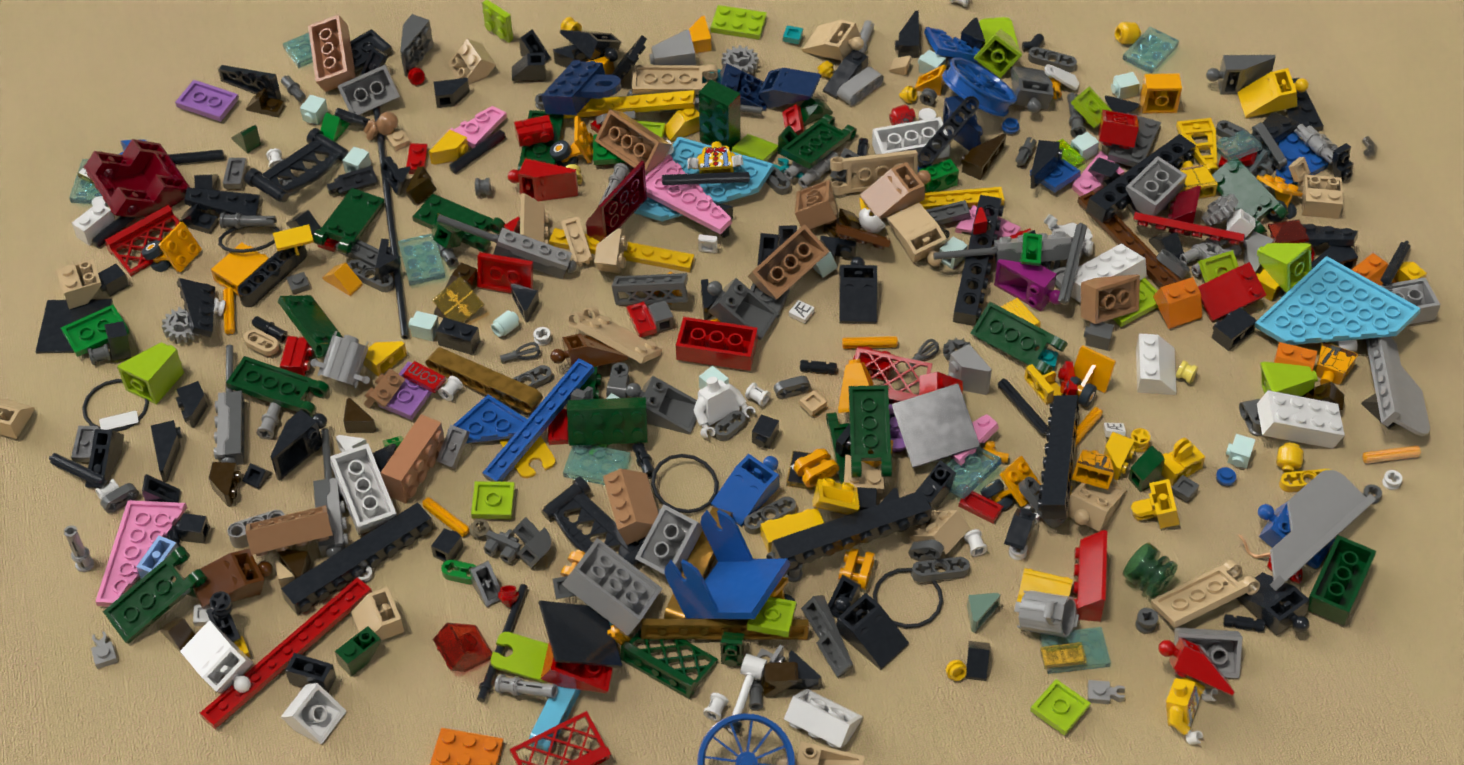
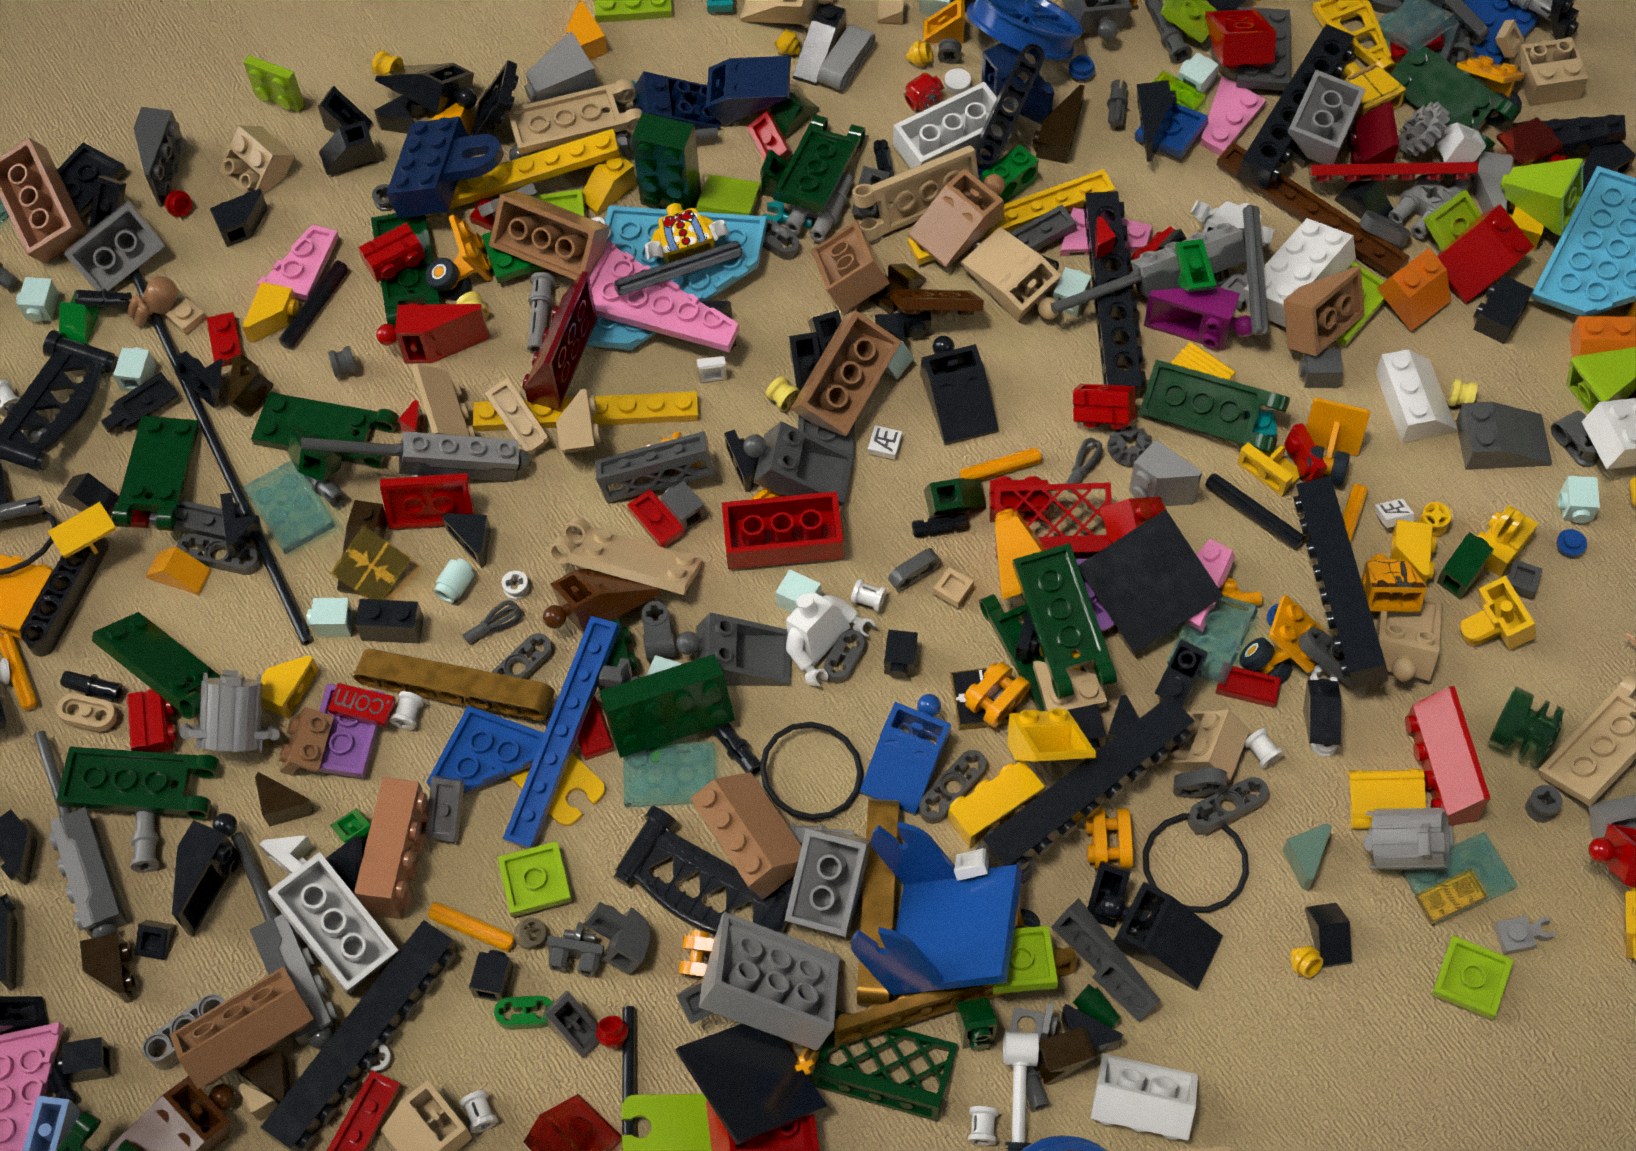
camera: 15 degrees left, 10 degrees up
(298, 283) = (110, 595): dark grey plate -> none
(412, 617) = (478, 1111): none -> white bush
(741, 58) = (657, 57): light grey gear -> none
(745, 266) = (782, 393): none -> light yellow wheel
(760, 554) = (971, 864): none -> white tile
(812, 658) = (1094, 1004): none -> dark green cone
(832, 350) = (954, 496): none -> dark green slope
(870, 223) = (937, 276): white hair -> none
(947, 320) = (1104, 405): none -> red brick
(1104, 171) = (1245, 110): black slope -> none
(1204, 403) = (1501, 437): none -> dark grey slope

